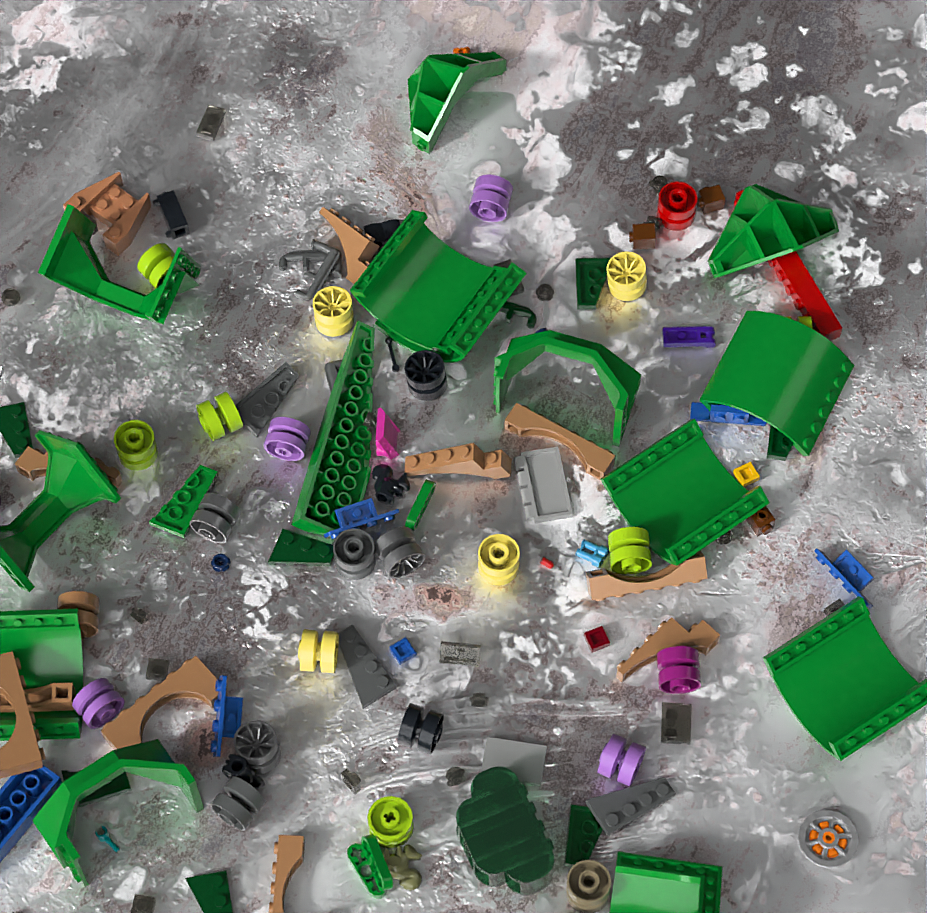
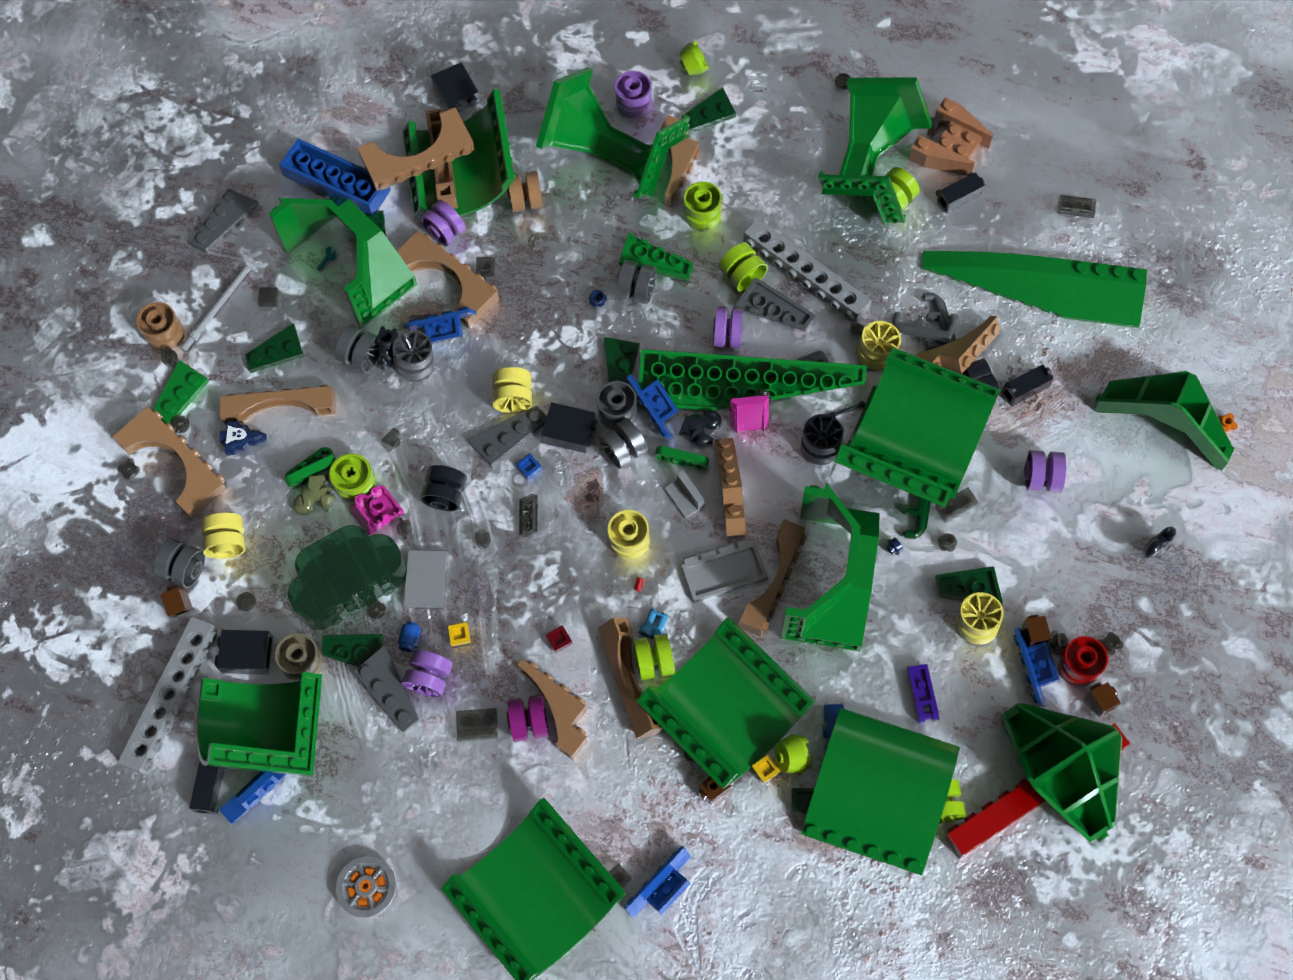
camera: 85 degrees right, 5 degrees up
(234, 354) = (816, 271): none -> light grey brick
(293, 159) = (1054, 284): none -> green wedge
(308, 329) = (856, 329): none -> clear smoke plate
(368, 605) = (569, 427): none -> black brick
(395, 196) = (1028, 384): none -> black brick
(429, 805) = (375, 509): none -> dark pink slope
(459, 507) = (685, 495): none -> light grey panel
(546, 811) = (376, 614): none -> clear smoke plate
(574, 128) = (1160, 543): none -> black animal
(576, 779) = (409, 636): none -> blue brick
(579, 731) = (459, 634): none -> yellow plate
(674, 240) = (1039, 665): none -> blue bracket
(738, 445) = (793, 755): none -> lime cone

